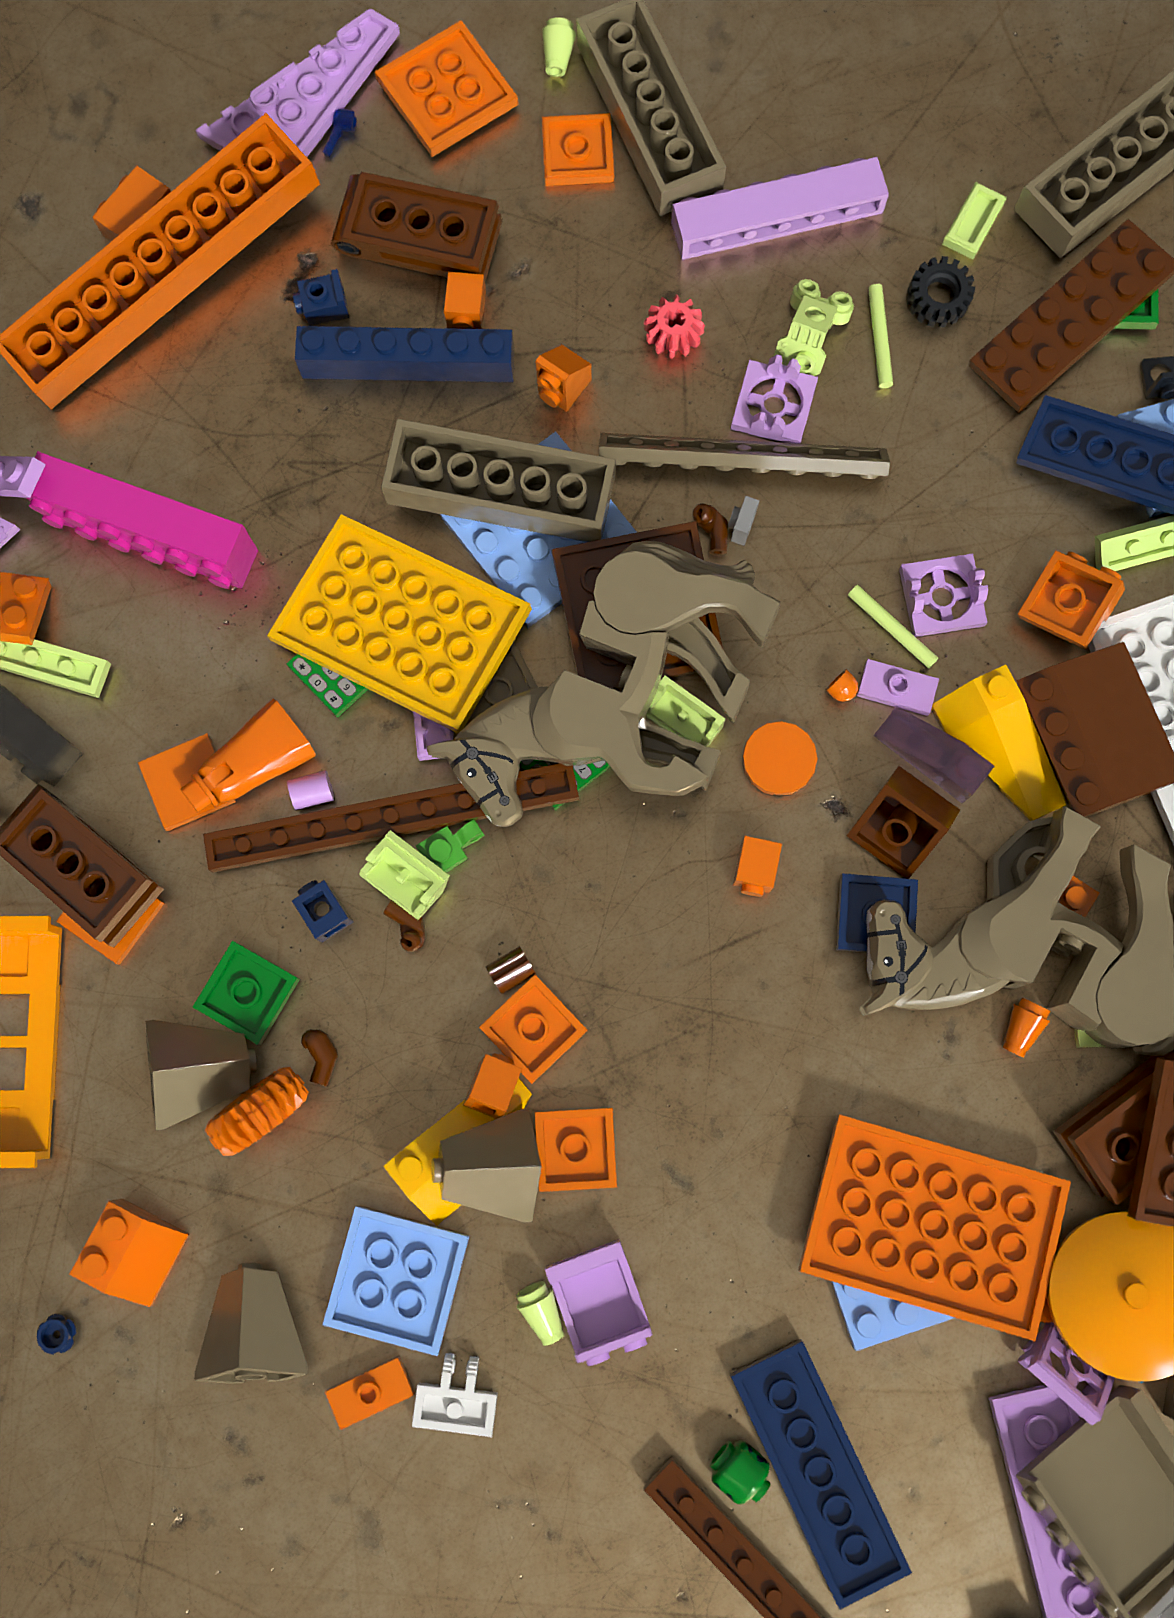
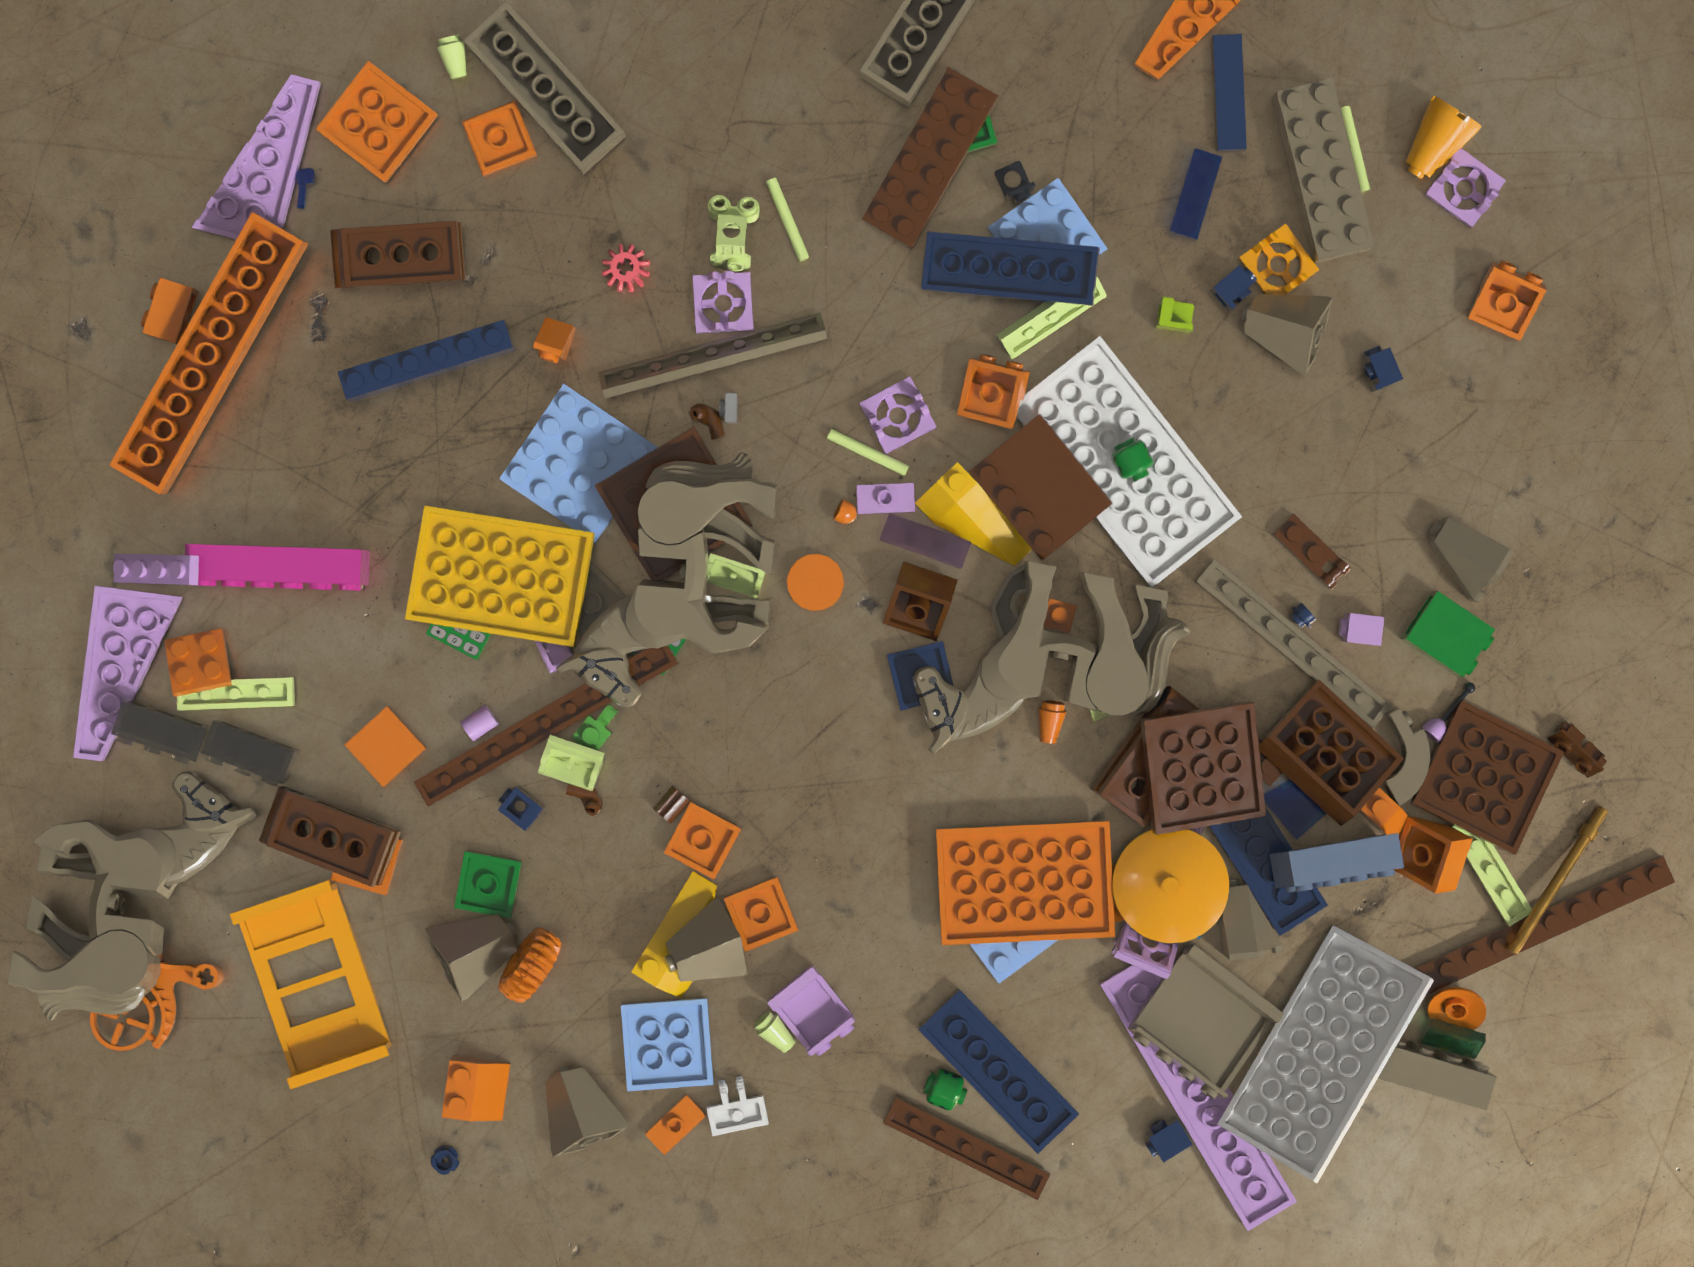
camera: 20 degrees left, 10 degrees up
(255, 754) = (430, 711): orange piece -> none
(321, 299) = (354, 335): dark blue brick -> none
(324, 1054) = (559, 908): reddish brown arm -> none
(465, 300) = (457, 302): orange brick -> none
(492, 1085) = (687, 890): orange brick -> none
(498, 481) = (537, 447): dark tan brick -> none
(757, 866) = (823, 670): orange brick -> none
(779, 207) = (675, 140): lavender brick -> none
(949, 275) = (828, 152): black tyre -> none
(974, 220) = (831, 96): yellowish green tile -> none

